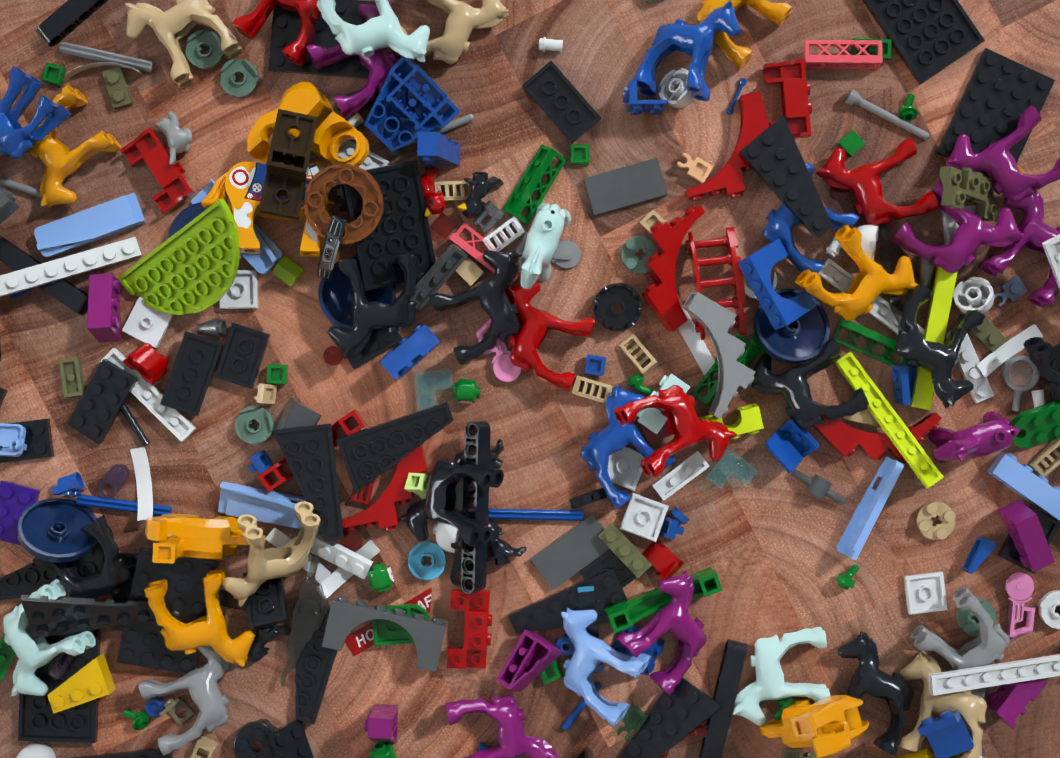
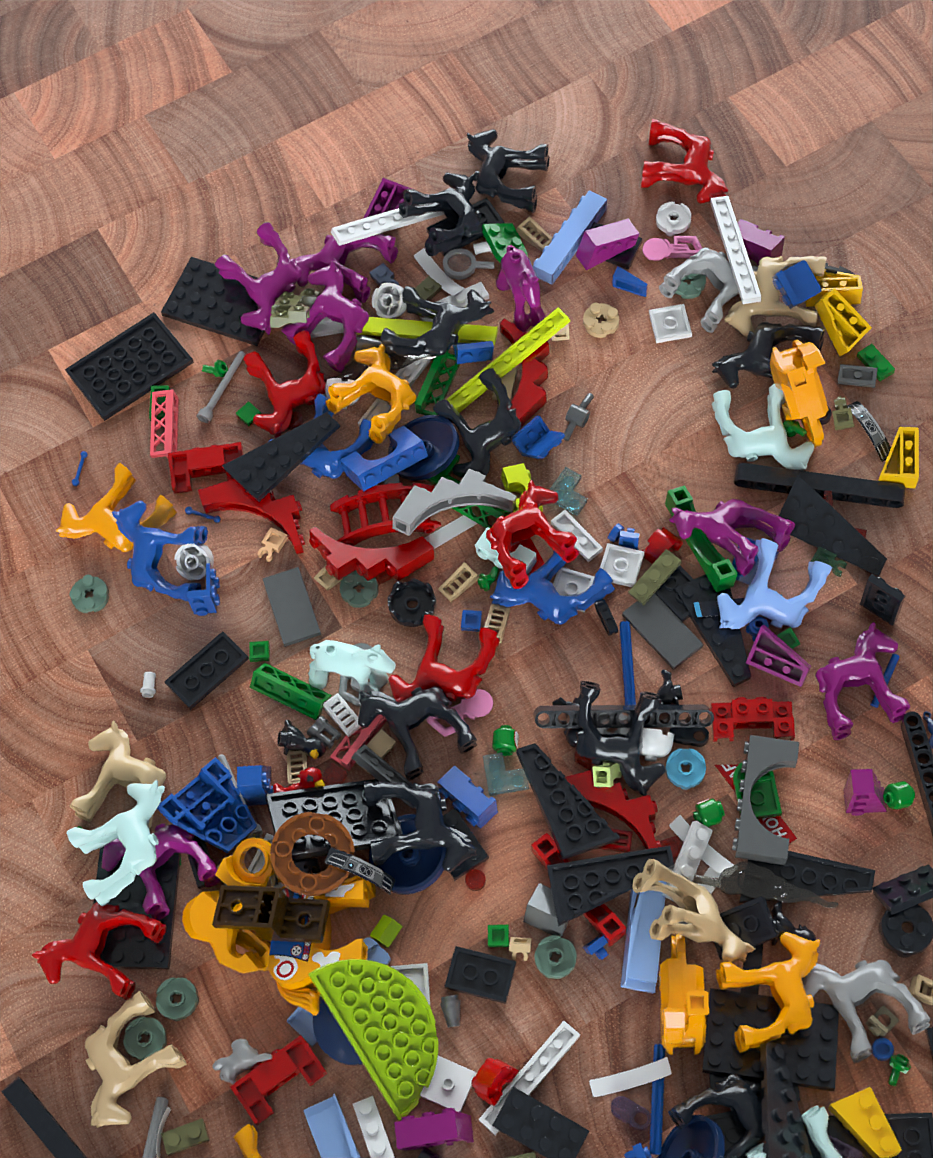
camera: 85 degrees left, 25 degrees down
(134, 425) = (569, 1090): black bar -> none
(191, 373) = (503, 1027): black plate -> none
(577, 711) = (824, 614): blue bar -> none
(834, 249) = (347, 419): white pin -> none
(845, 580) = (665, 386): green plate -> none
(869, 508) = (595, 370): light blue piece -> none

